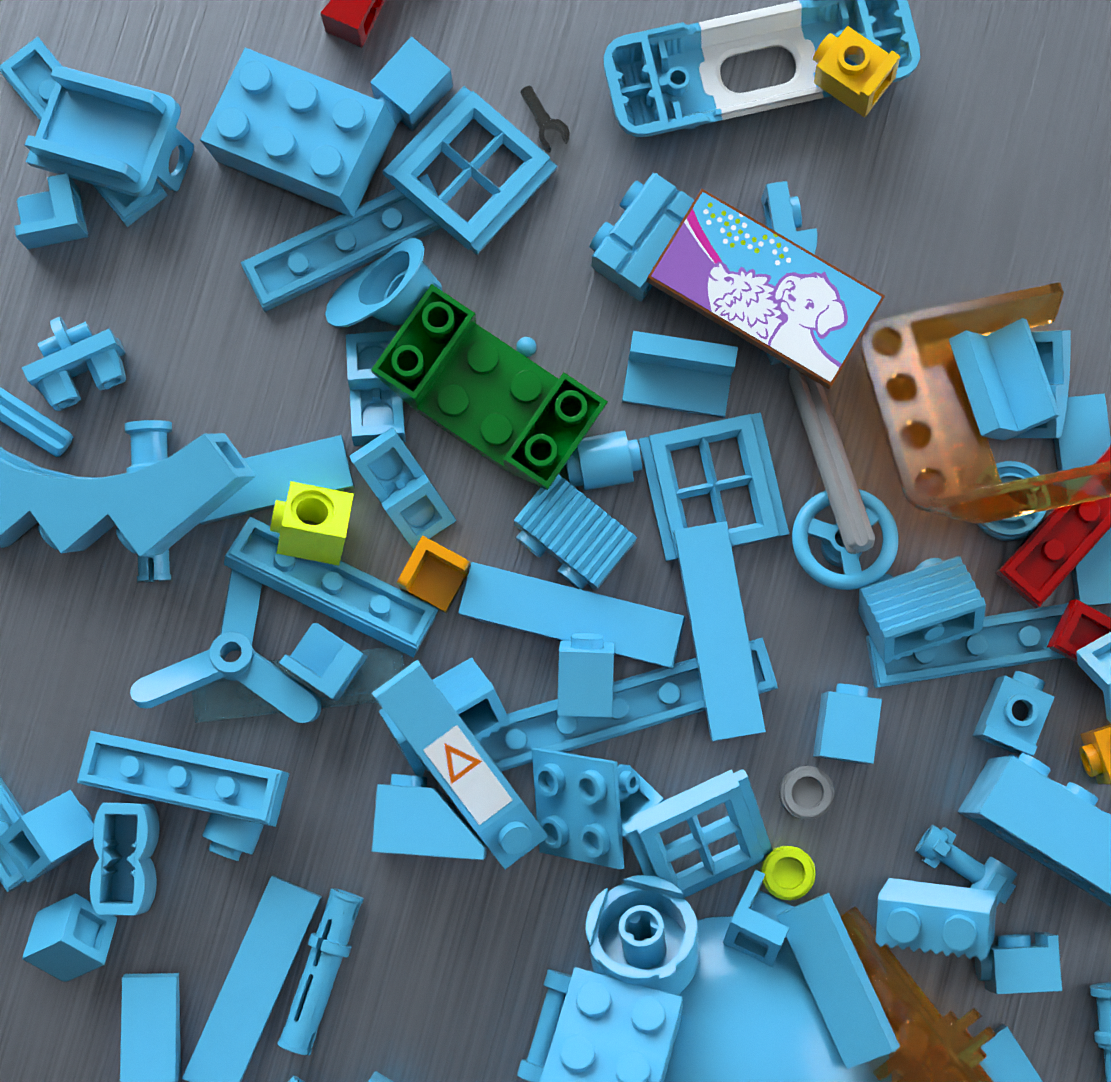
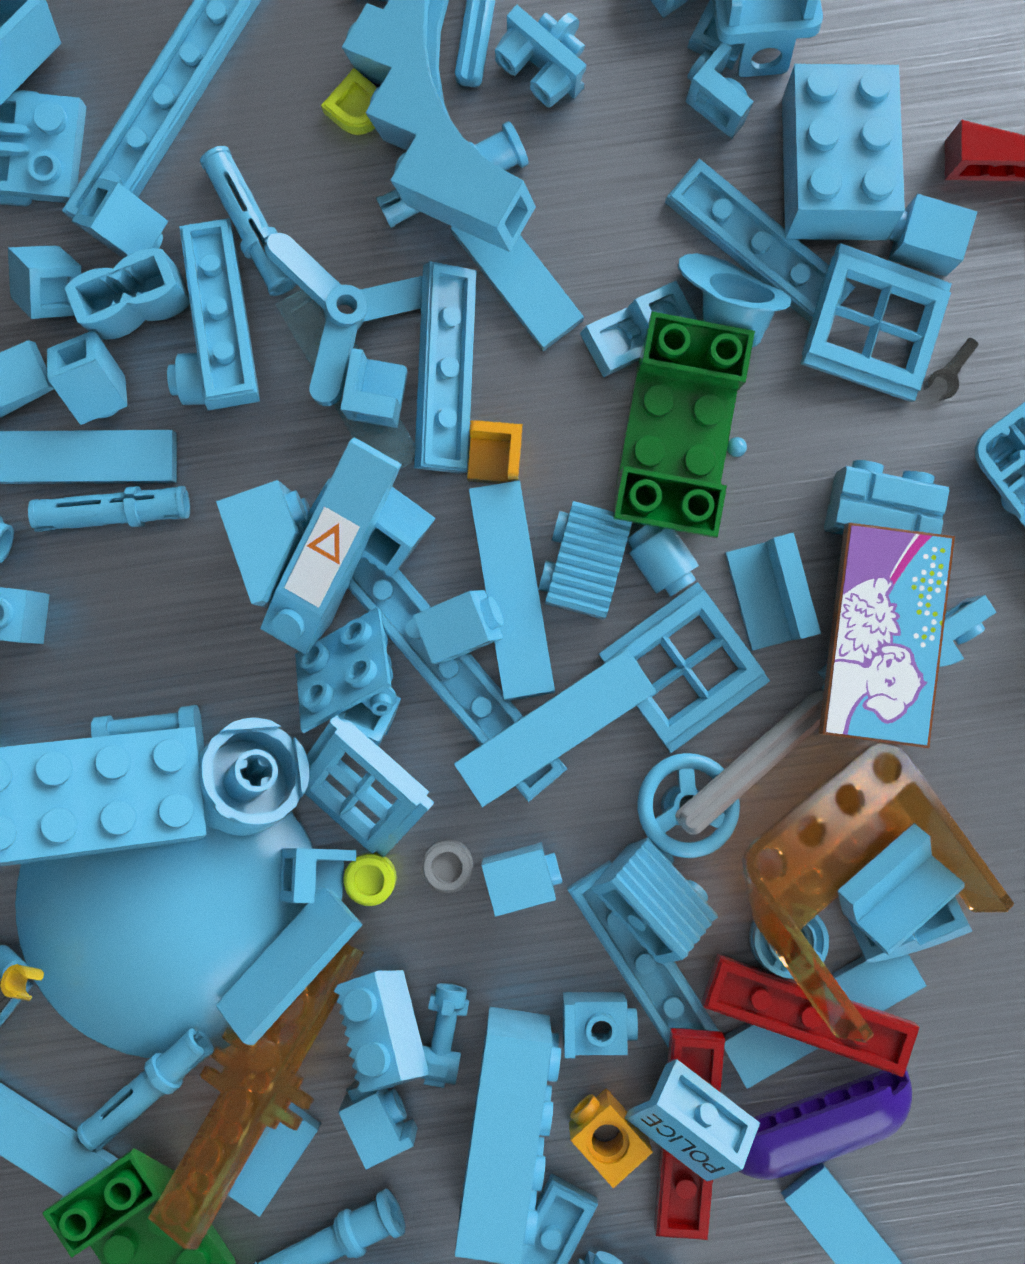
camera: 75 degrees right, 5 degrees up
(34, 563) = (349, 104): none -> neon yellow tile
(97, 714) = (223, 174): none -> medium azure pin
(186, 934) = (87, 377): none -> medium azure brick
(192, 222) = (715, 97): none -> medium azure bracket
(317, 504) = (478, 339): neon yellow brick -> none
(402, 487) = (560, 391): medium azure slope -> none

